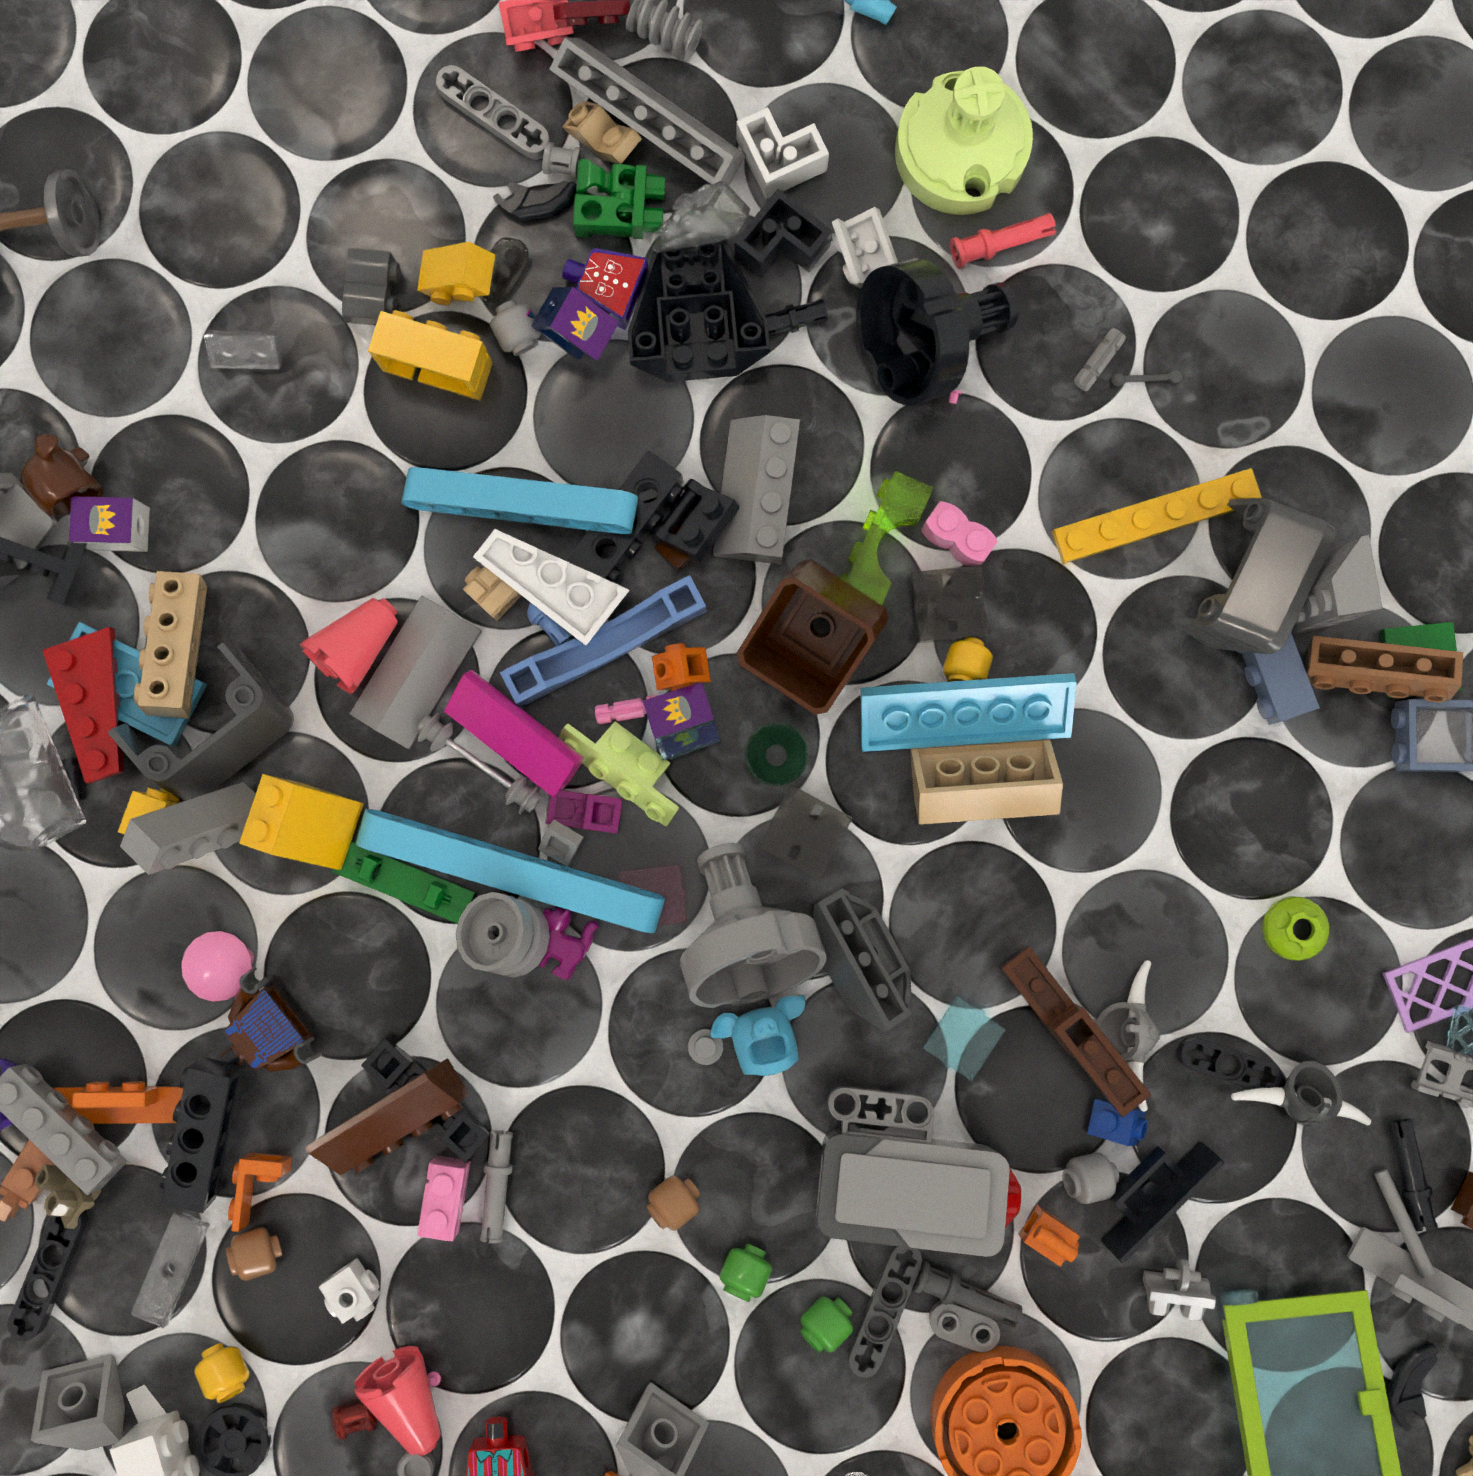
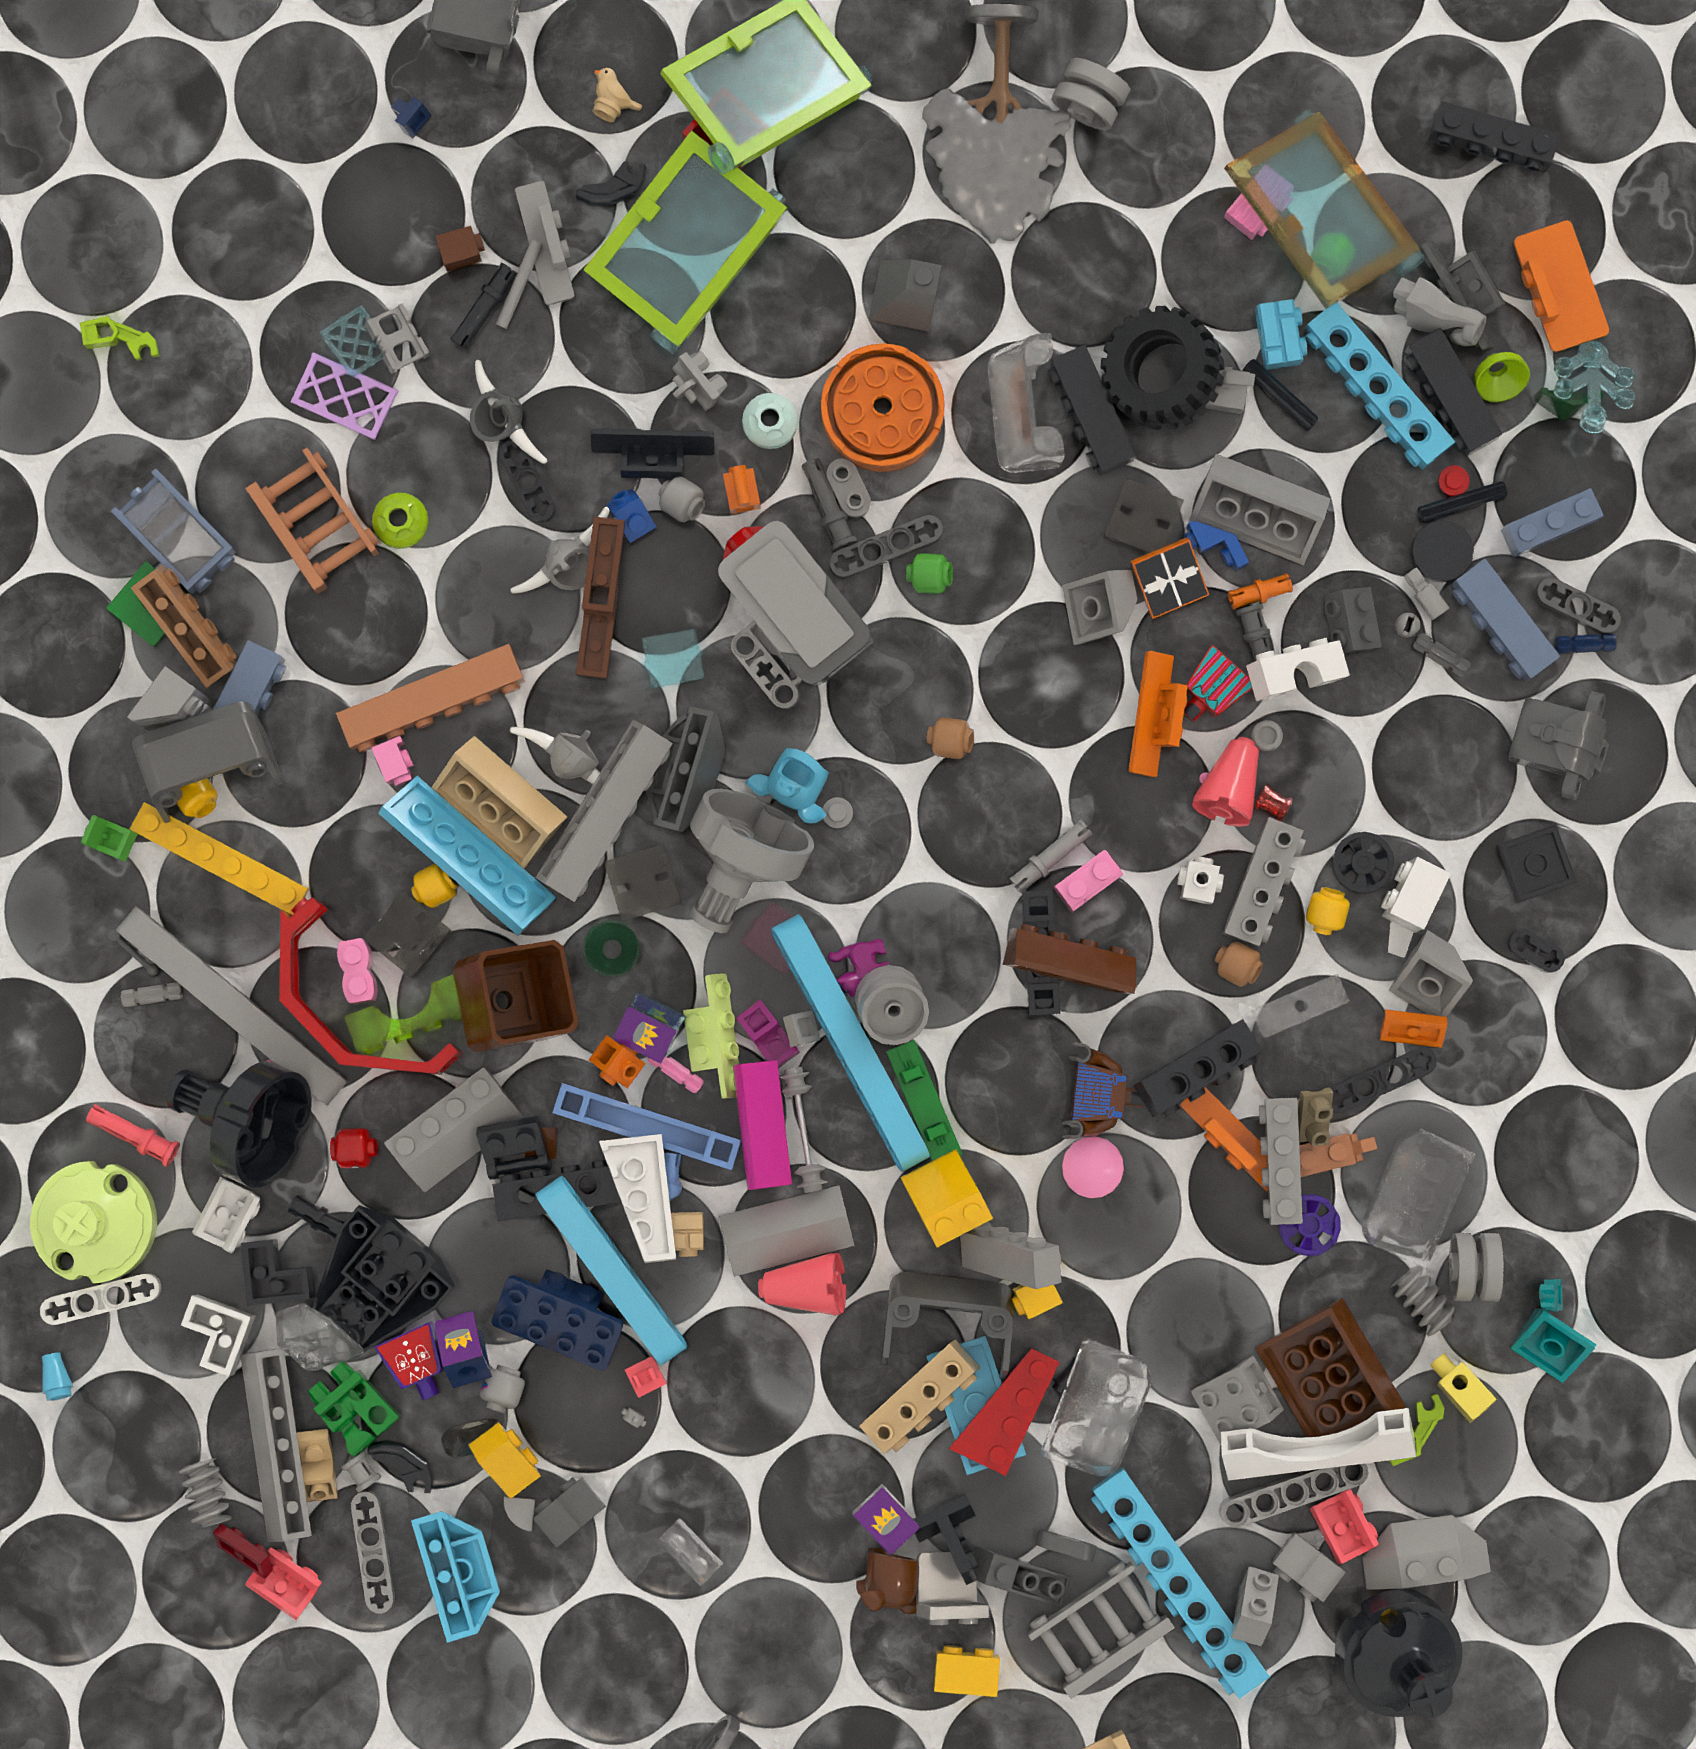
camera: 140 degrees left, 0 degrees up
(57, 1345) = (1413, 1028): none -> orange plate
(267, 1168) = (1181, 1008): orange bracket -> none
(298, 1343) = (1262, 883): none -> light grey brick
(392, 409) = (633, 1417): none -> light grey piece
(406, 151) = (457, 1572): none -> medium azure wedge
(407, 253) = (520, 1511): none -> light grey tile
(414, 449) = (645, 1376): none -> coral tile
(445, 358) = (572, 1421): yellow piece -> none
(520, 1398) = (1158, 714): none -> orange bracket
(526, 428) = (559, 1317): none -> dark blue bracket
(745, 1272) = (948, 652): bright green head -> none
(820, 396) = (353, 1148): none -> red head
(894, 860) = (604, 810): none -> light grey brick
(895, 93) = (100, 1298): none -> white beam
(965, 874) = (568, 753): none -> light grey helmet
(987, 459) = (291, 929): none -> red panel
(1030, 411) = (230, 1003): none -> light grey beam
(1072, 1304) = (776, 435): none -> light aqua piece
(1101, 729) = (393, 761): none -> bright pink brick
(1124, 810) = (431, 697): none -> nougat brick
(1226, 544) = (198, 799): none -> yellow head
(1261, 444) = (109, 838): none -> bright green bracket
(1388, 831) = (283, 521): none -> nougat fence

